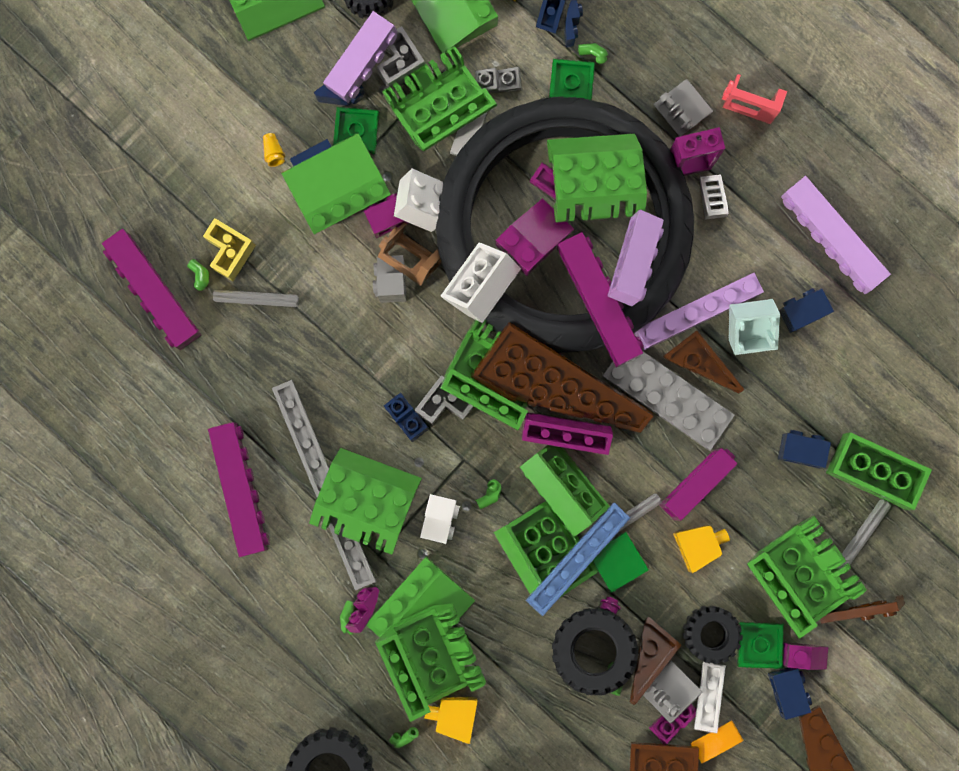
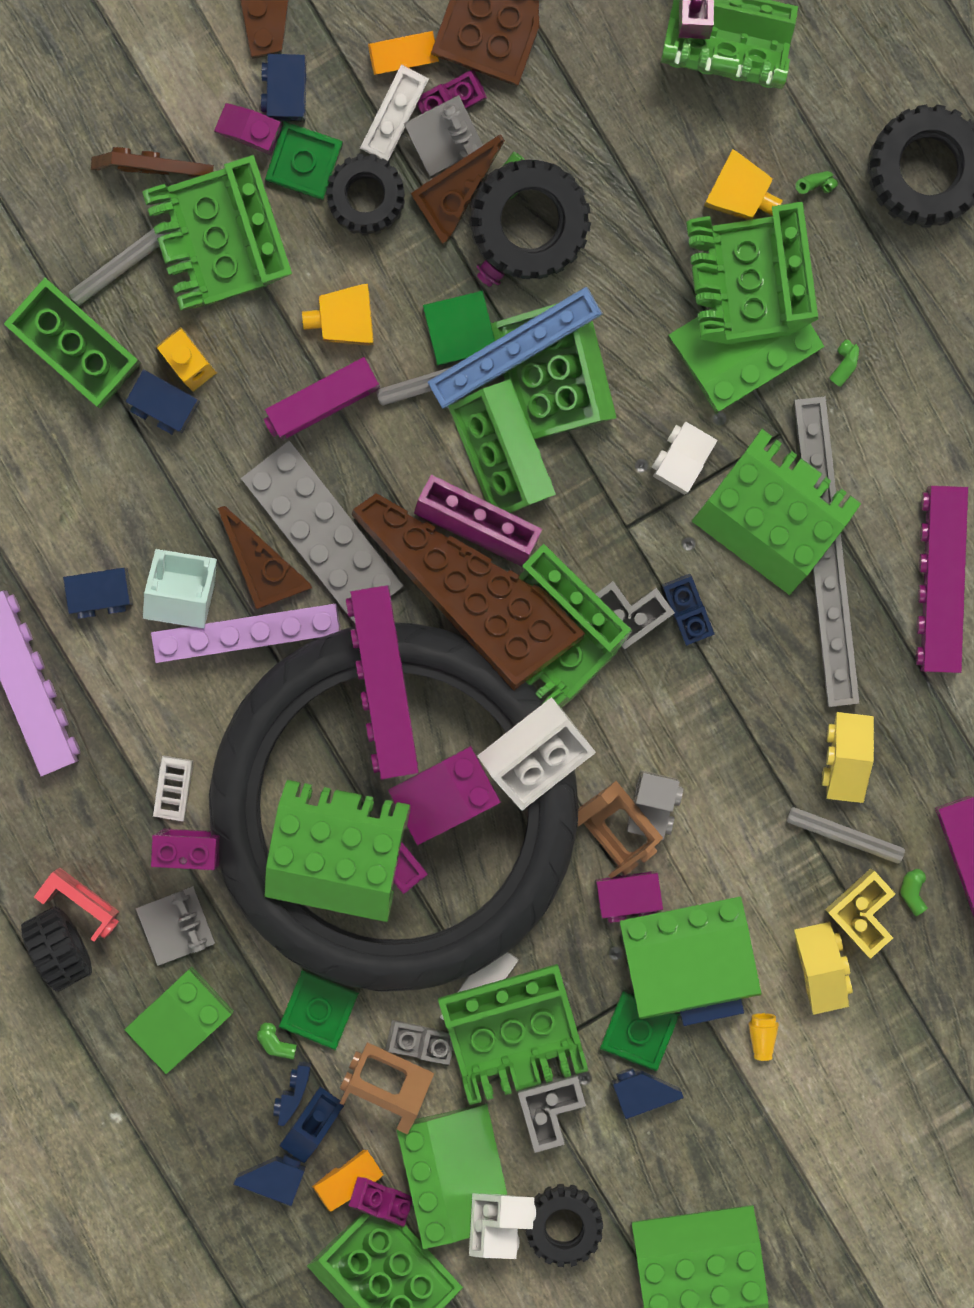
camera: 165 degrees left, 5 degrees up
(243, 202) = (823, 967): none -> light yellow brick
(267, 349) = (849, 757): none -> light yellow brick
(360, 57) = (604, 1122): lavender brick -> none
(365, 604) = (816, 372): magenta slope -> none
(418, 199) = (583, 900): white brick -> none
(492, 494) = (603, 468): bright green arm -> none
(494, 42) = (405, 1103): none -> medium nougat window
(636, 258) = (319, 721): lavender brick -> none
(660, 48) = (179, 1020): none -> bright green slope
(759, 65) = (56, 949): none -> black tyre
(798, 484) = (186, 359): none -> yellow torso

